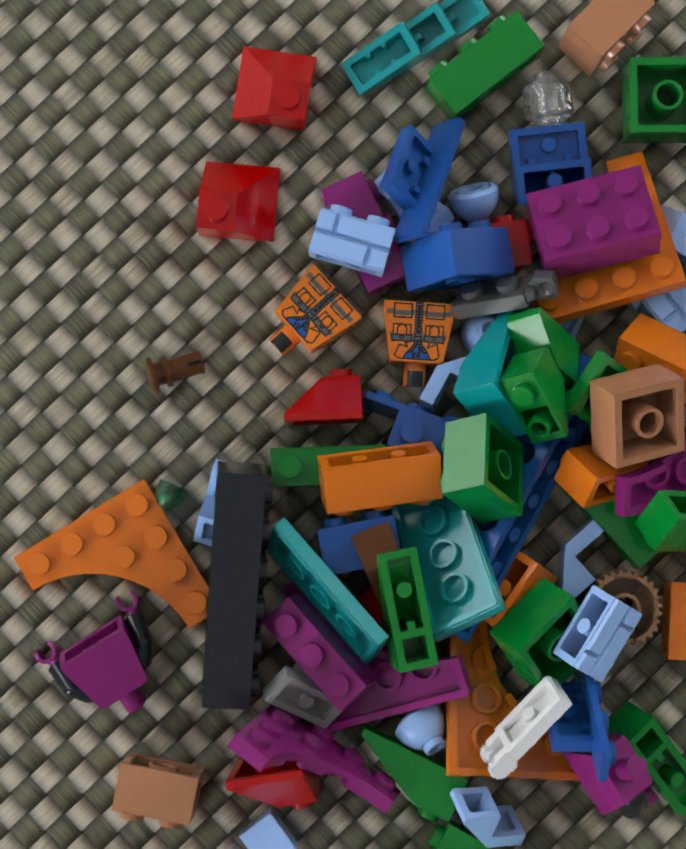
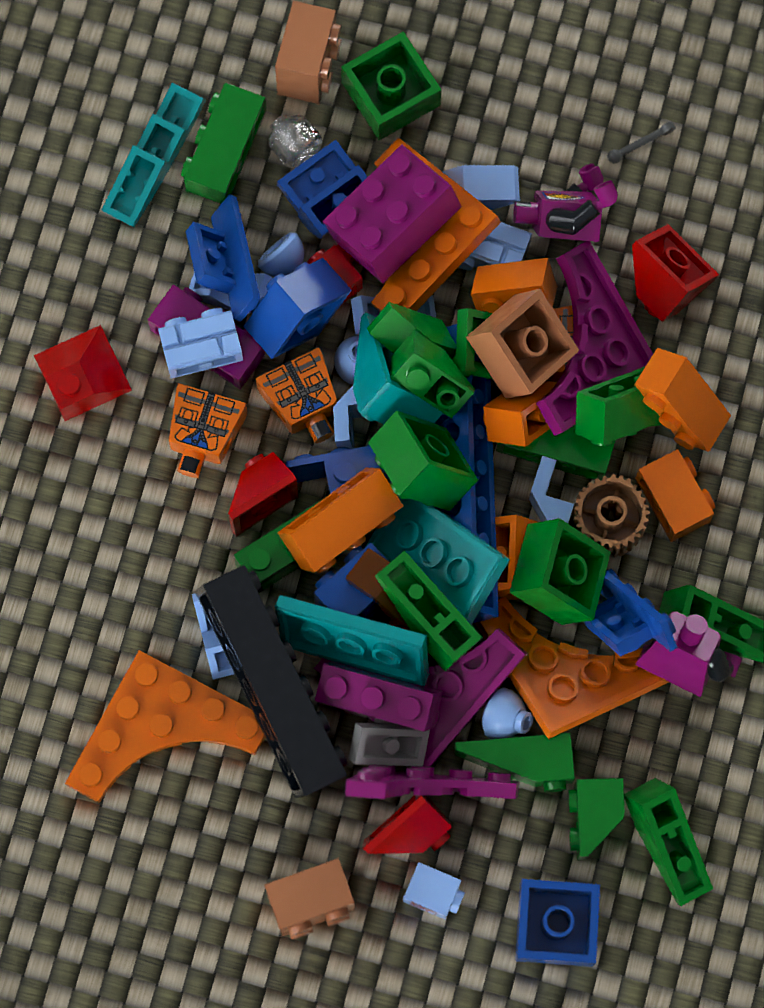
camera: 30 degrees left, 10 degrees down
(107, 662) = (200, 821): magenta torso -> none
(169, 495) = (169, 649): clear green hinge -> none
(173, 370) = (107, 546): reddish brown pin -> none
(274, 88) = (56, 262): red slope -> none
(489, 823) = (603, 754): light blue slope -> none
(505, 294) = (354, 313): dark grey hinge -> none
(524, 727) = (586, 653): white hinge -> none
(597, 633) = (599, 538): light blue brick -> none

